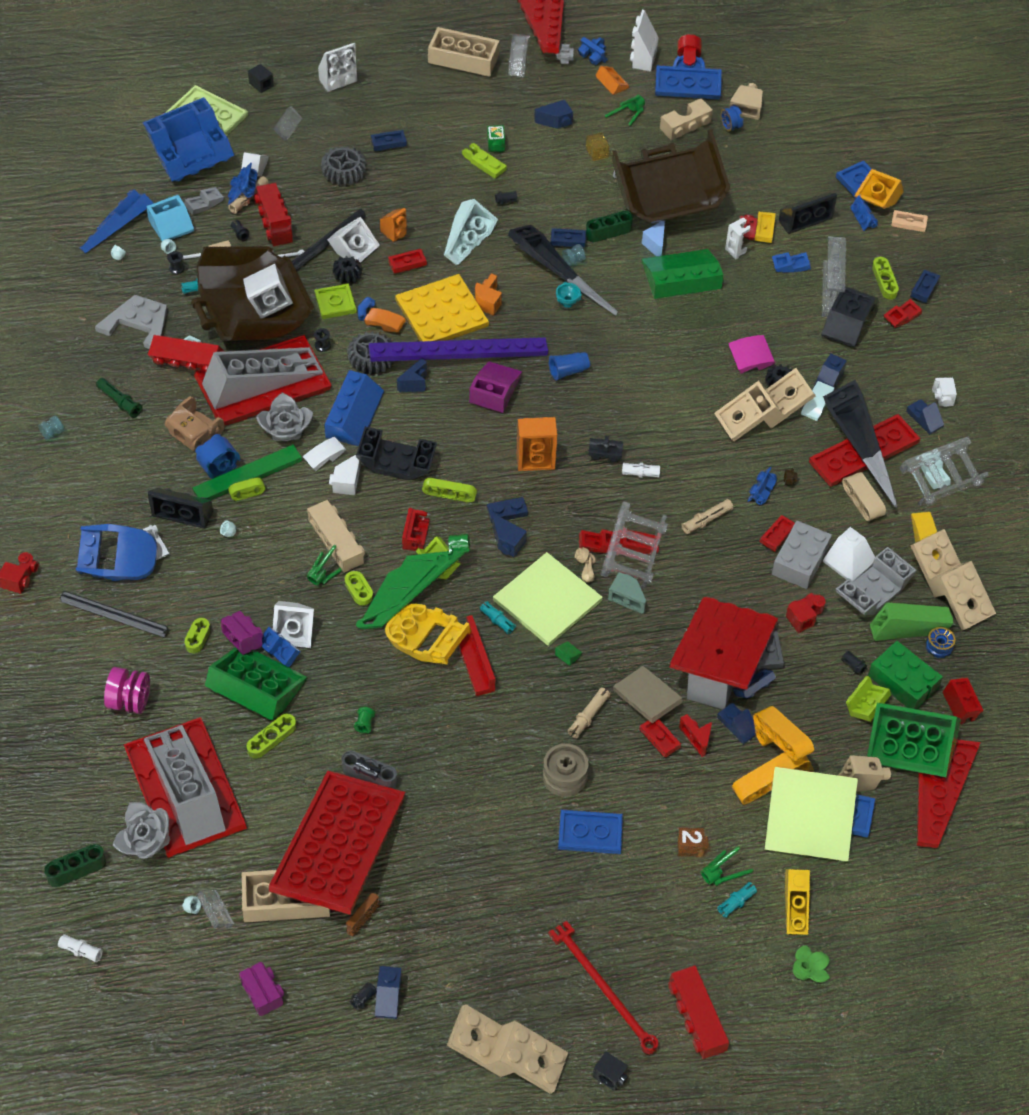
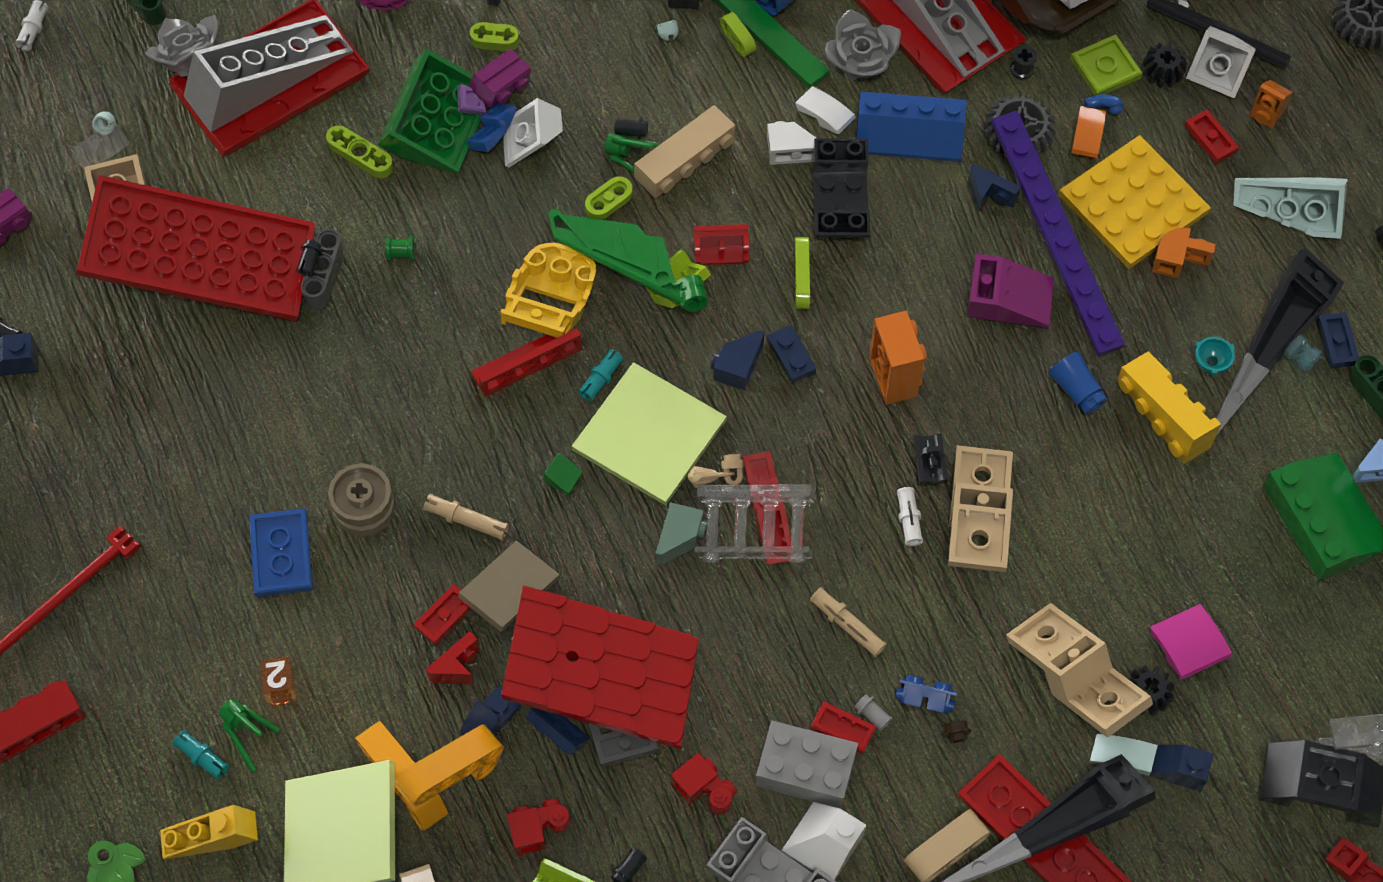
camera: 80 degrees right, 10 degrees up
(254, 656) = (469, 102): none -> medium lavender tile
(304, 565) = (631, 127): none -> black pin
(362, 914) = (113, 305): dark orange tile -> none
(597, 324) = (1168, 407): none -> yellow wedge
(651, 426) = (981, 509): none -> tan bracket
(767, 517) = (873, 712): none -> light grey pin
(820, 711) = (529, 823): none -> red brick

